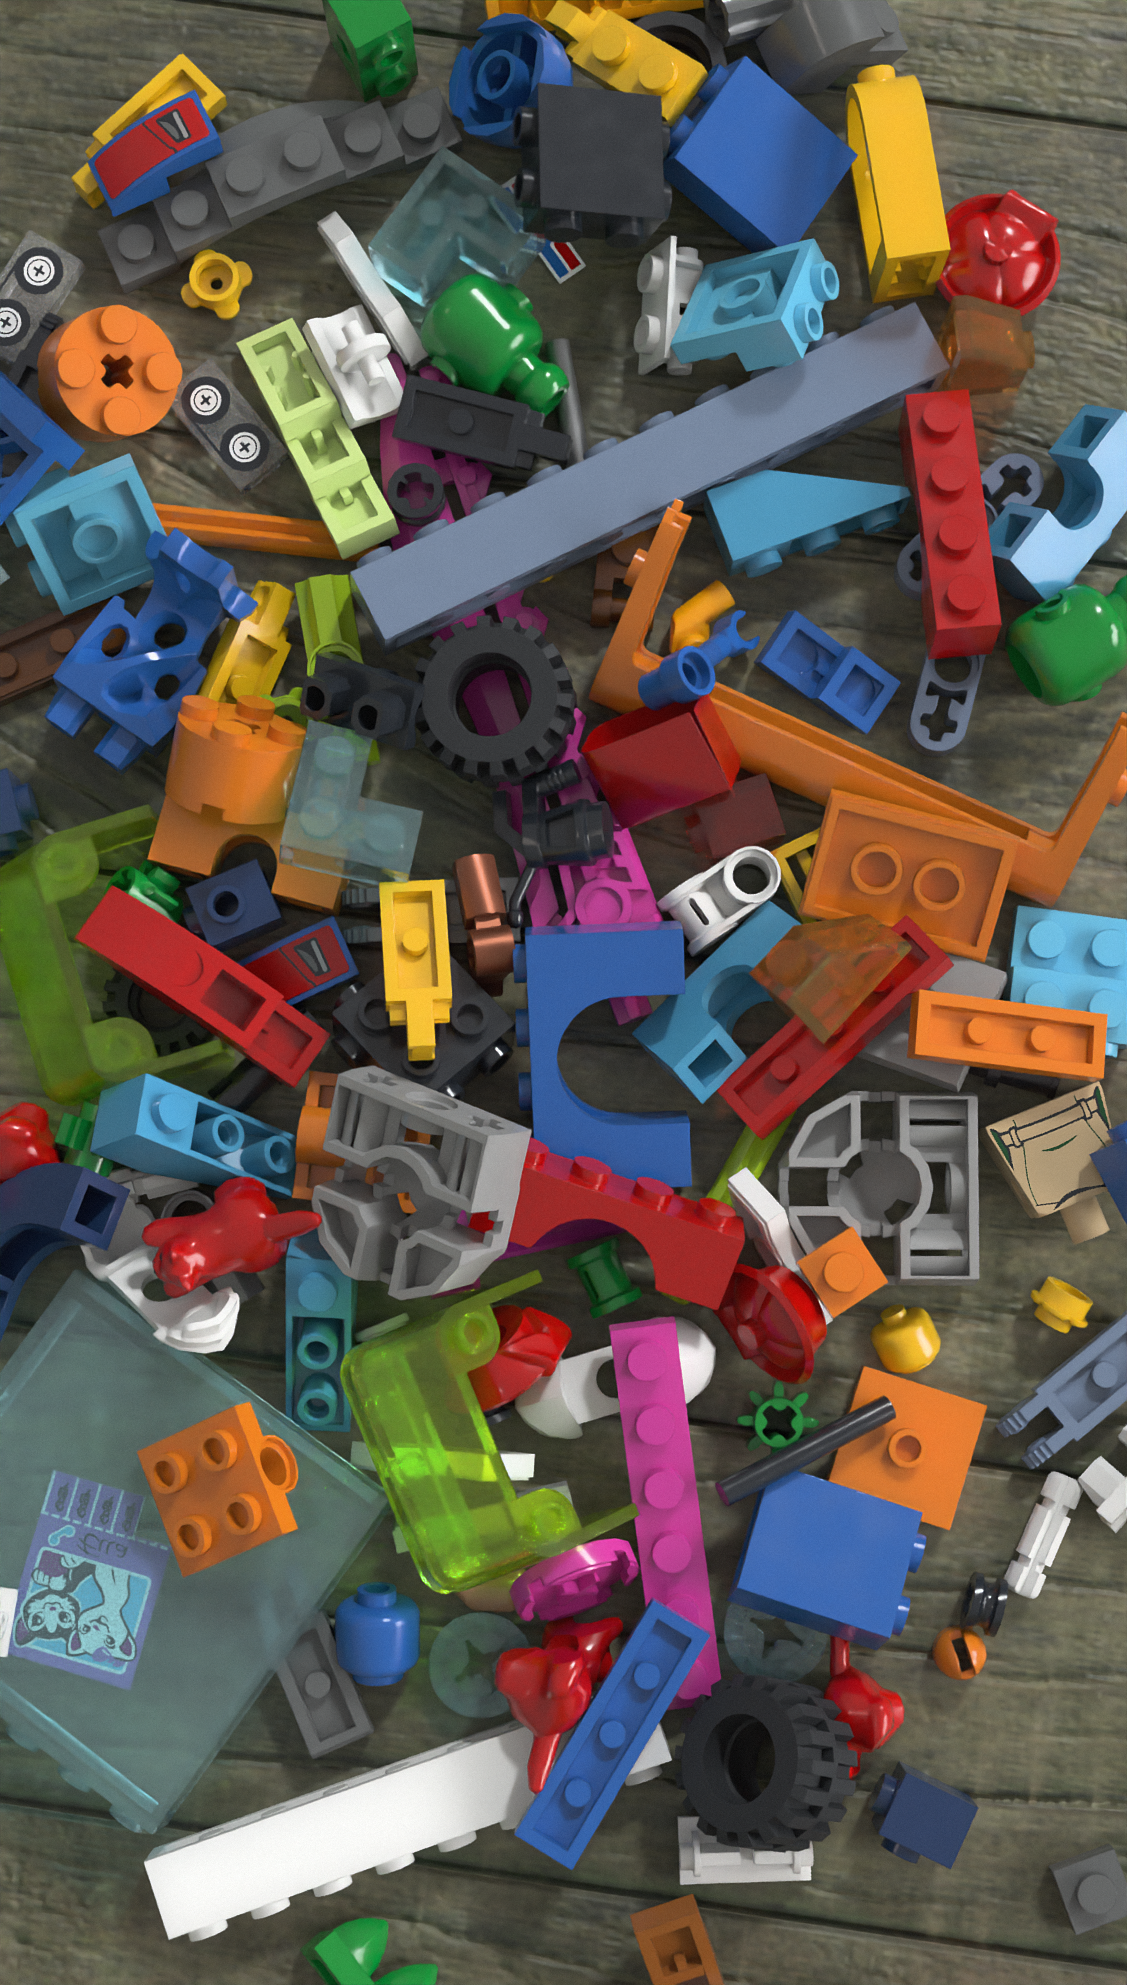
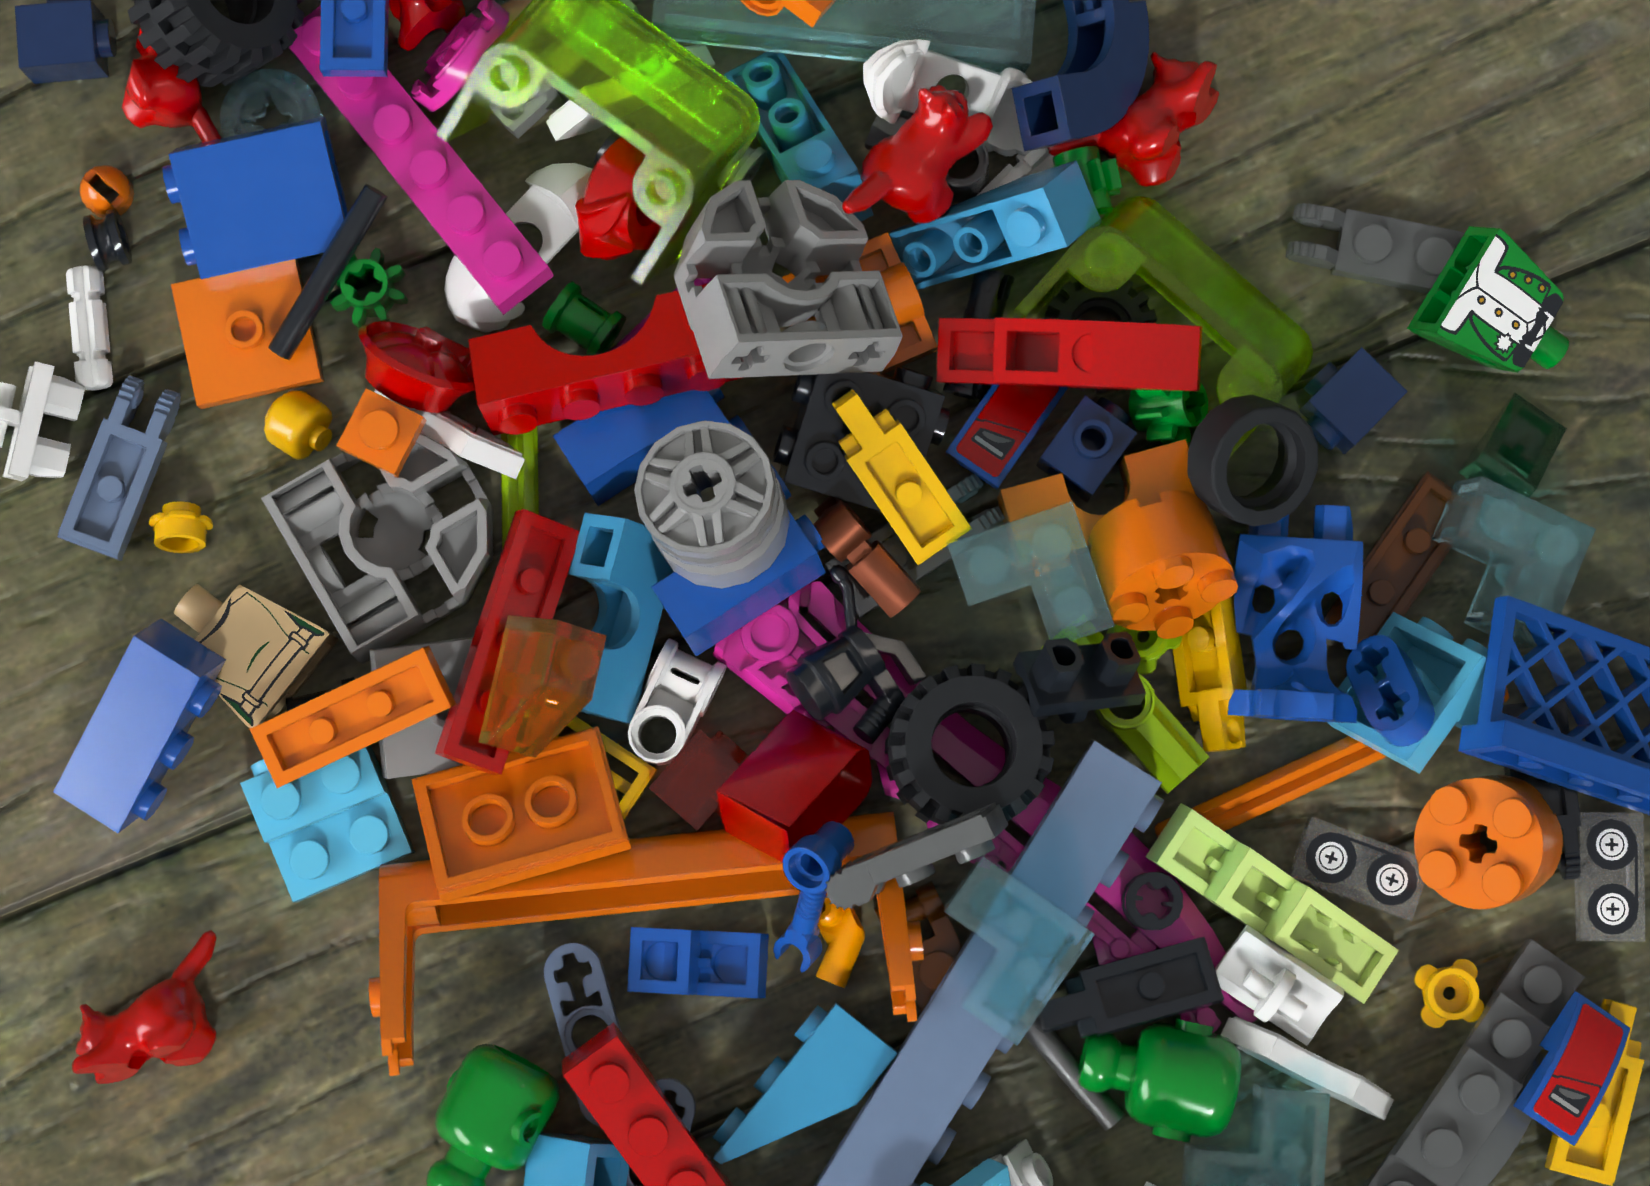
camera: 145 degrees right, 0 degrees up
(92, 760) = (1291, 474): none -> black tyre
(96, 537) = (1400, 683): none -> blue beam
(543, 499) = (1032, 943): none -> clear light blue brick
(564, 995) = (718, 539): none -> light grey wheel
(593, 626) = (913, 856): none -> dark grey hinge

